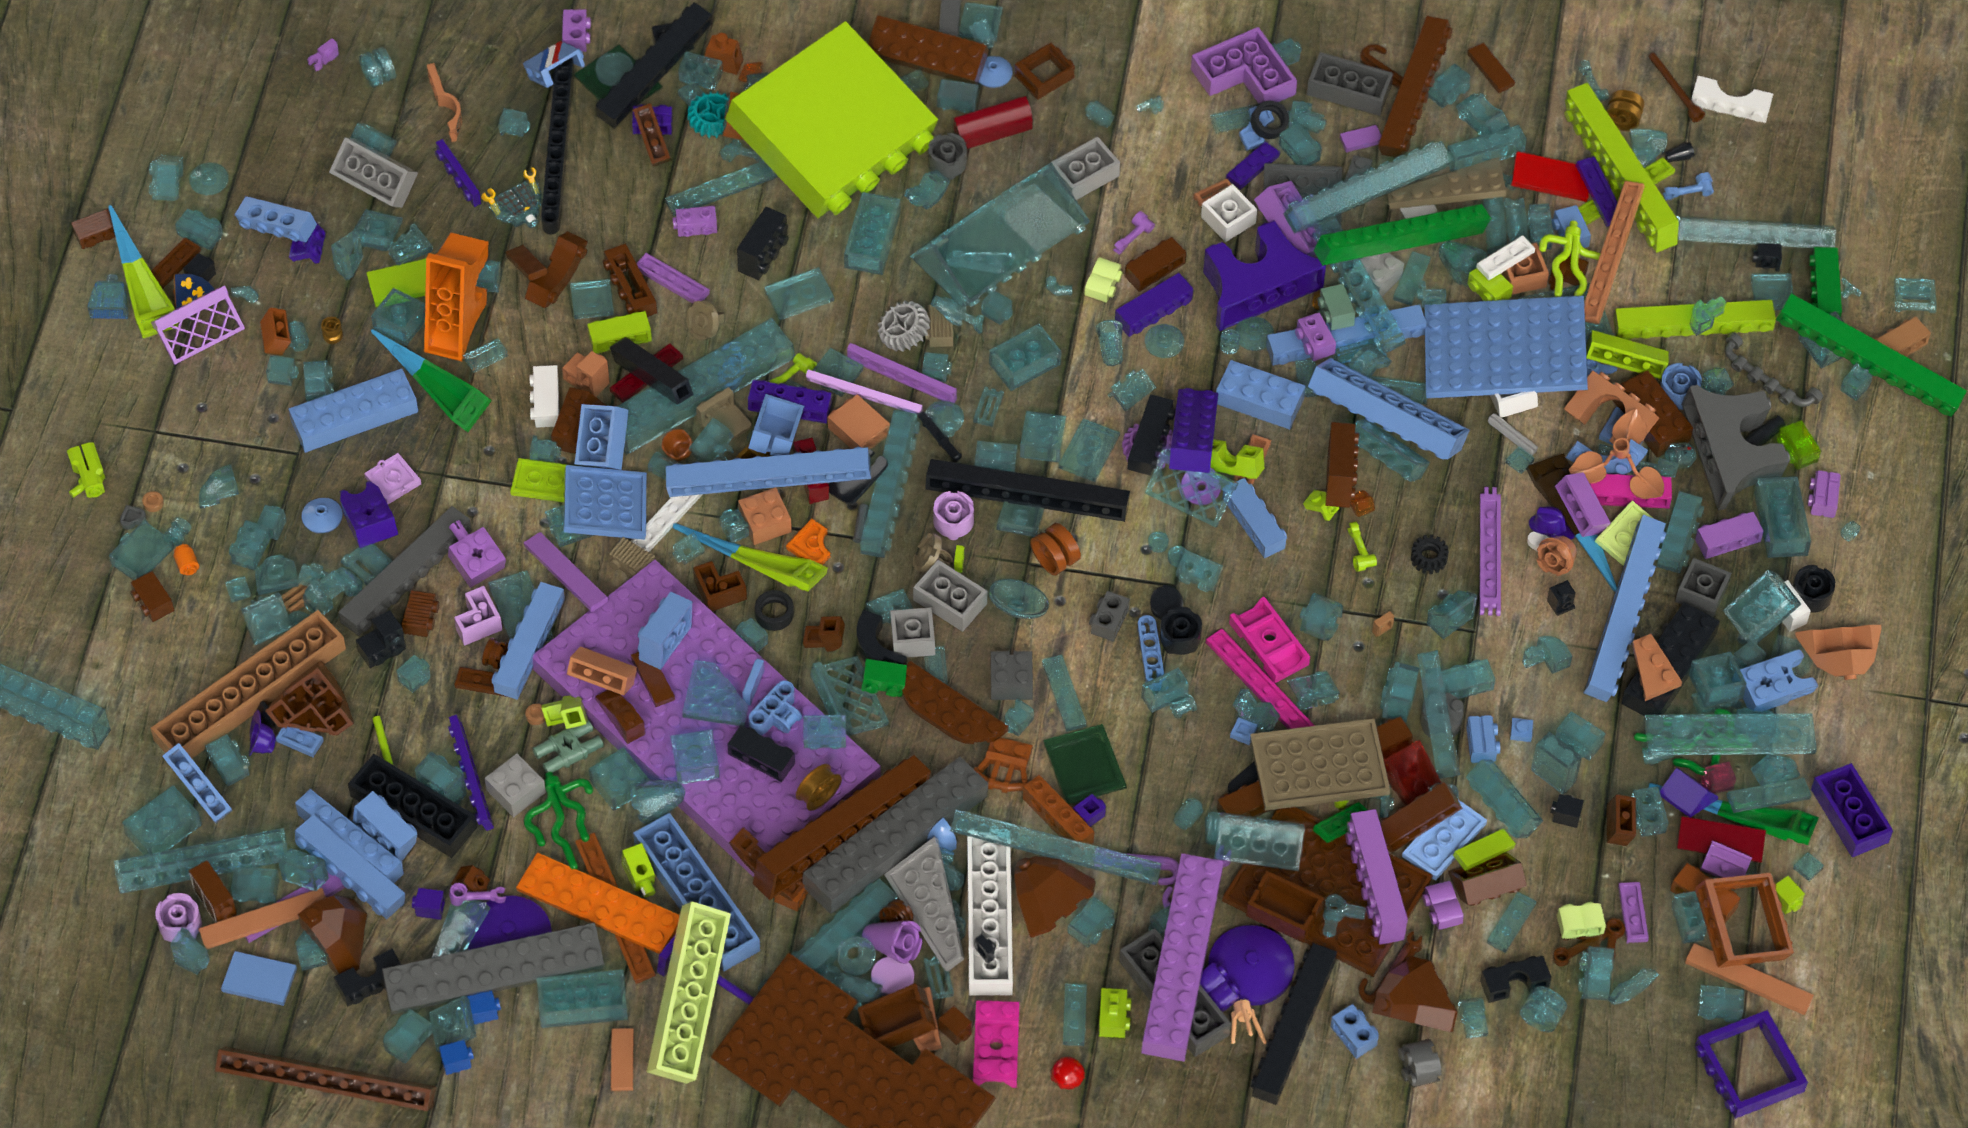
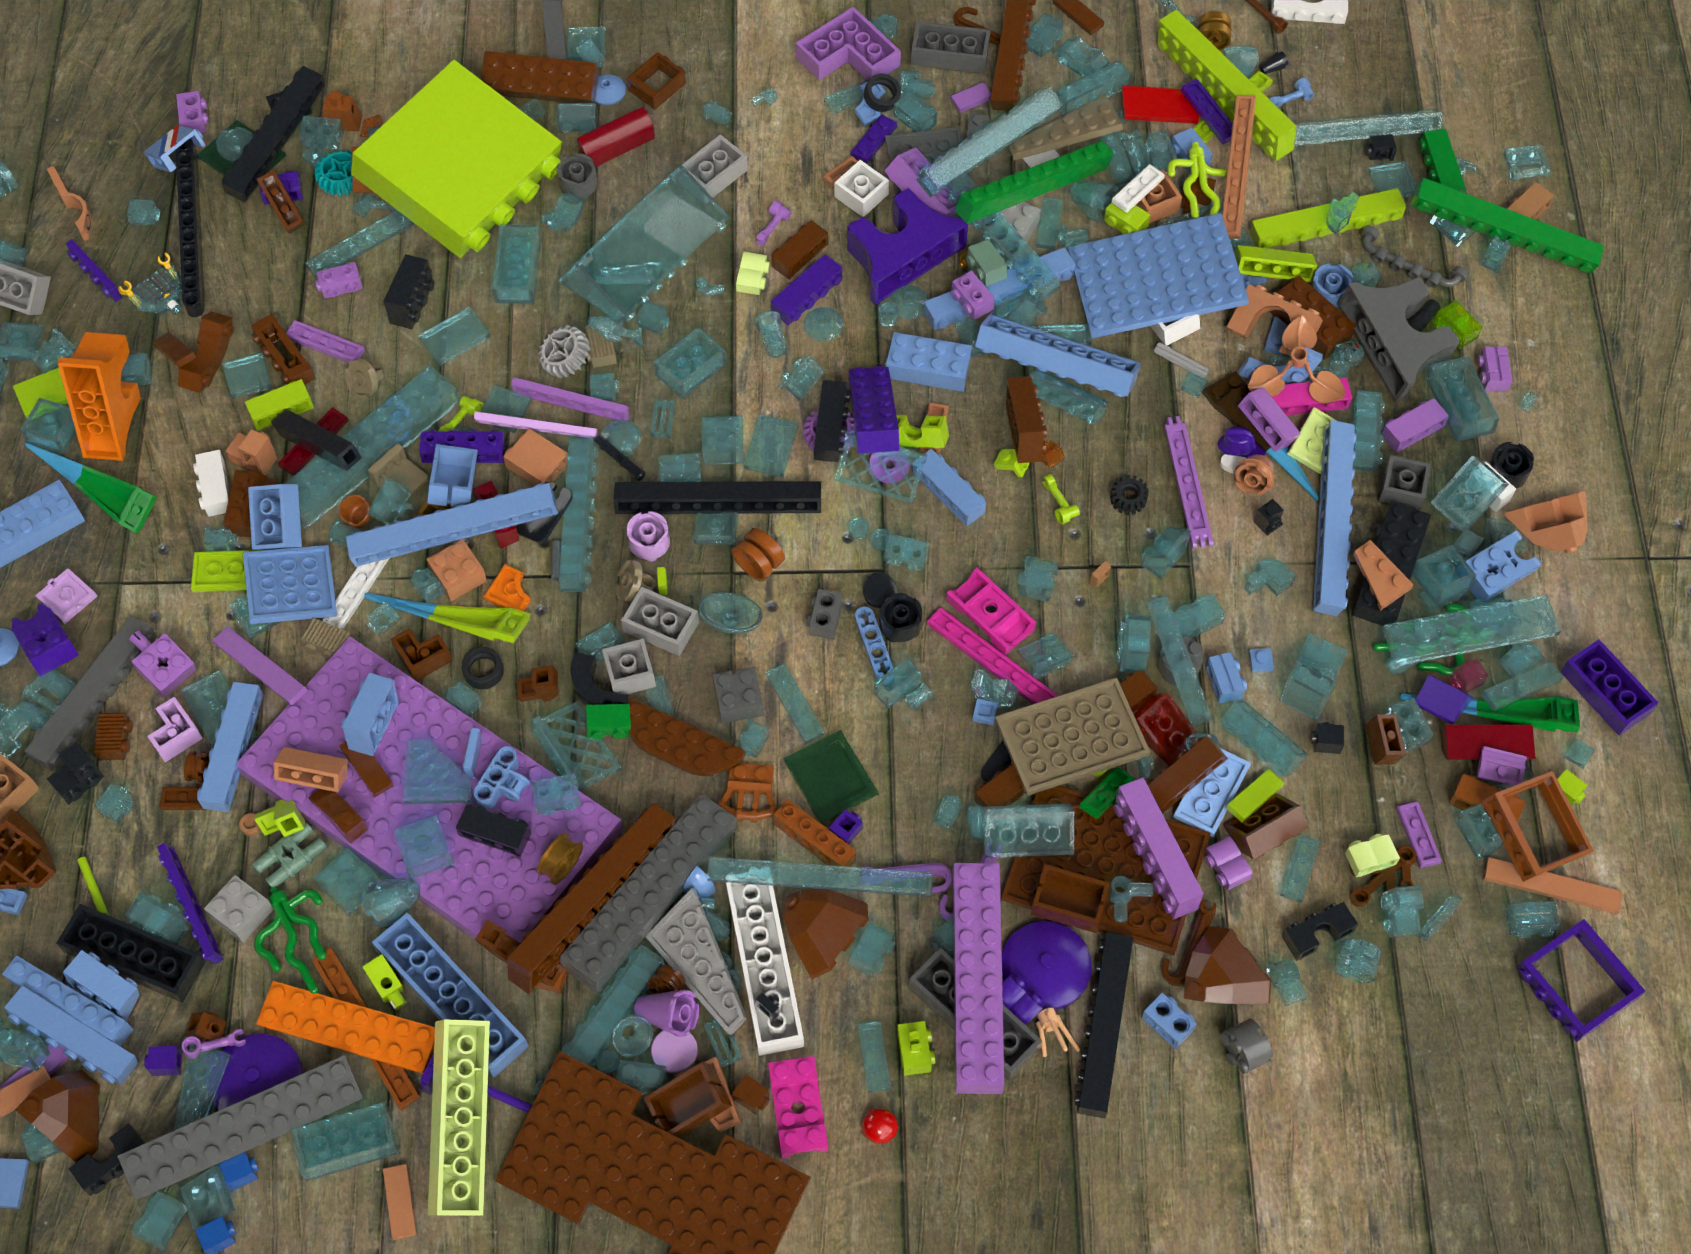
camera: 10 degrees left, 5 degrees up
(485, 355) = (146, 451): clear light blue tile -> none

